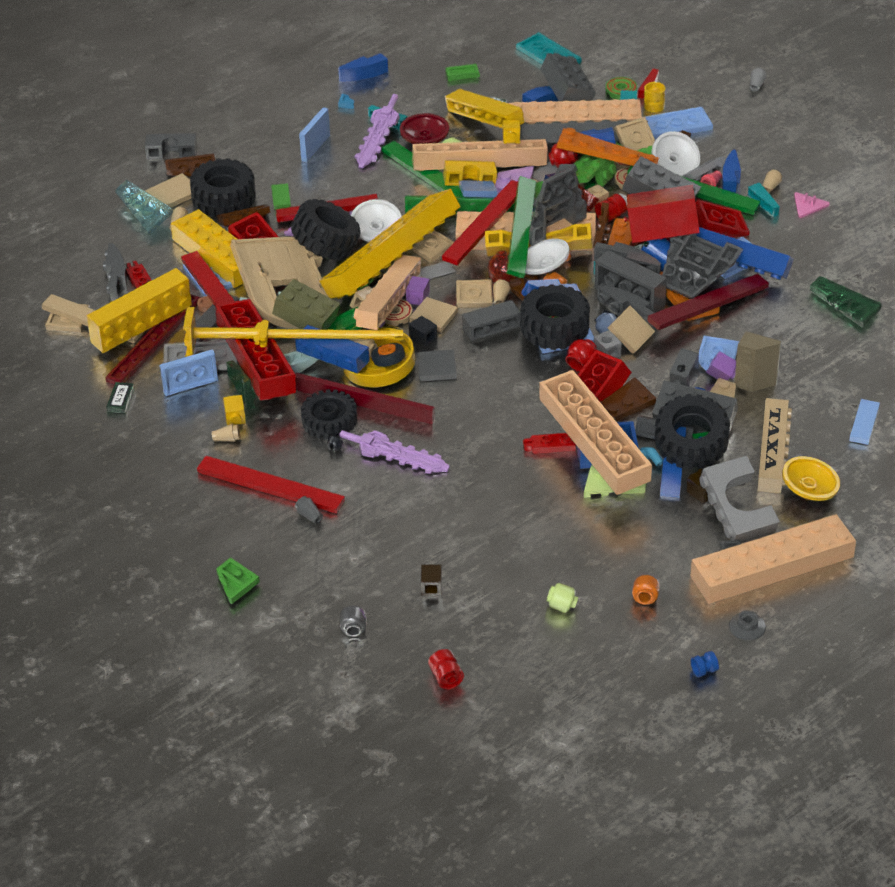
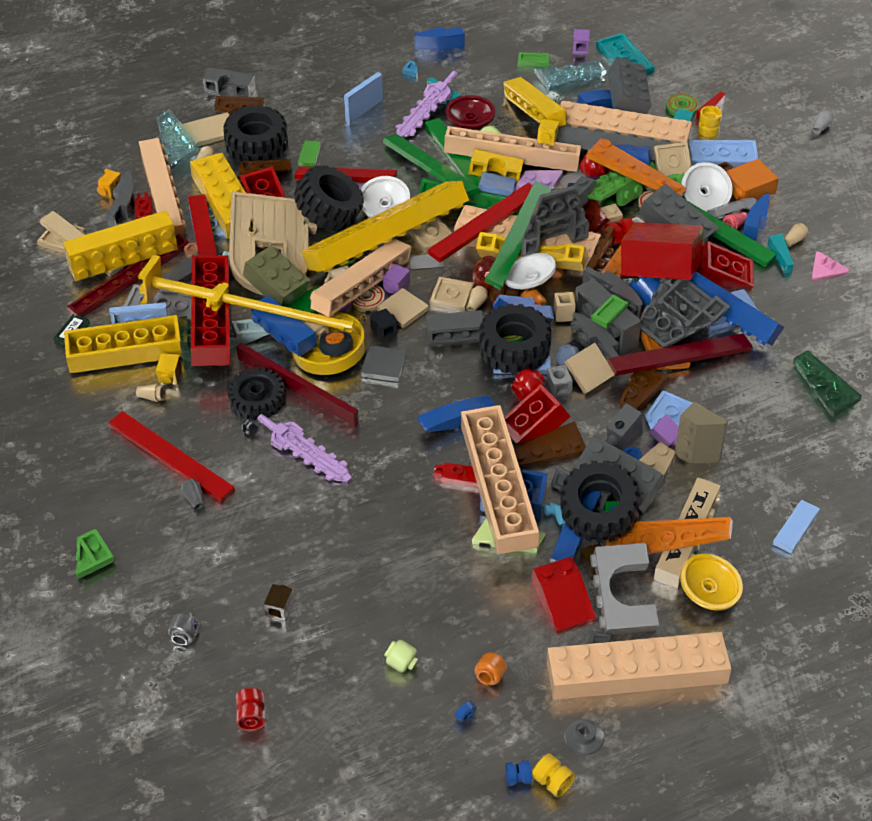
camera: 15 degrees right, 5 degrees up
(94, 259) = (108, 182): none -> light orange brick
(141, 244) = (161, 183): none -> light nougat brick
(180, 396) = (121, 343): none -> yellow brick
(400, 181) = (428, 163): none -> green tile
(502, 47) = (581, 41): none -> medium lavender brick
(502, 79) = (569, 75): none -> clear light blue wing
(520, 394) = (449, 415): none -> blue slope
(587, 281) = (564, 306): none -> tan brick
(635, 274) = (609, 311): none -> bright green tile
(638, 628) = (465, 711): none -> blue tile
(684, 517) = (563, 594): none -> red slope
(685, 336) = (642, 388): none -> reddish brown wing
(714, 141) = (752, 180): none -> orange brick
(737, 658) = (551, 773): none -> yellow wheel
(771, 443) = (676, 534): none -> orange wing

